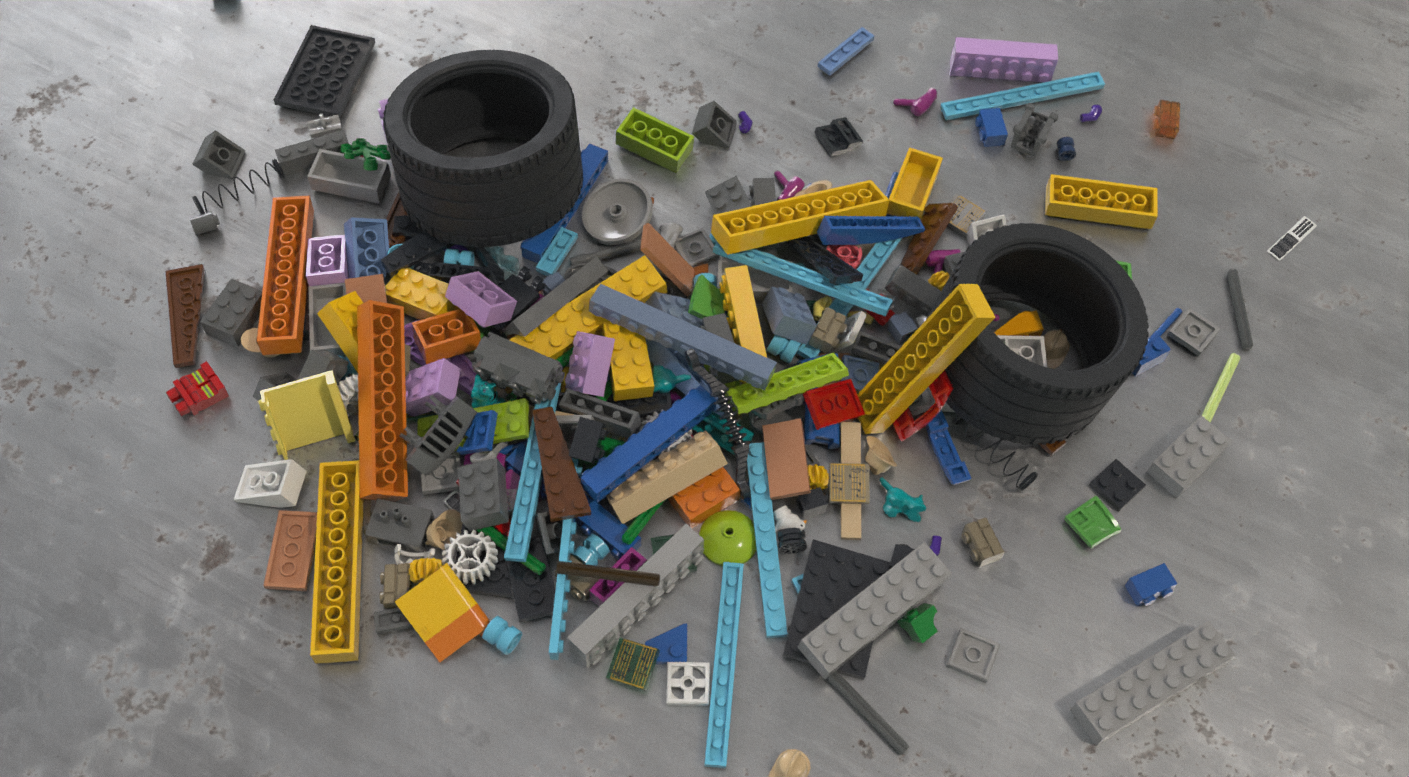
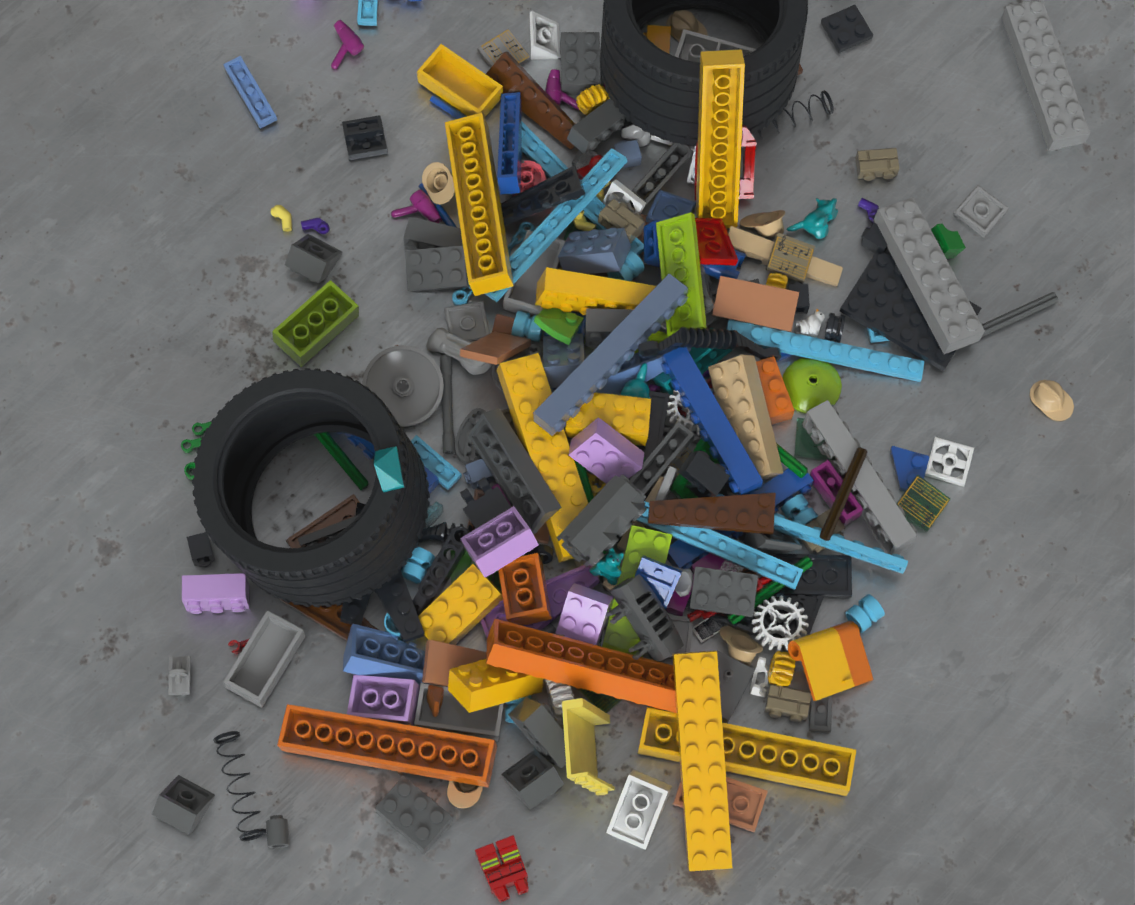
camera: 75 degrees left, 10 degrees up
(184, 305) = (377, 868): reddish brown wing -> none
(302, 155) = (214, 693): dark grey brick -> none
(311, 512) = (702, 760): none -> yellow brick
(324, 71) = (88, 663): black plate -> none
(332, 294) = (435, 699): none -> dark orange slope
(364, 148) = (218, 640): green plant -> none
(487, 156) = (388, 469): none -> teal slope
(724, 666) = (938, 423): medium azure plate -> none
(745, 101) = (284, 215): none -> light yellow arm
(945, 450) = (781, 162): blue slope -> none
(1093, 522) = (881, 63): bright green plate -> none
(1150, 585) = (954, 39): blue brick -> none

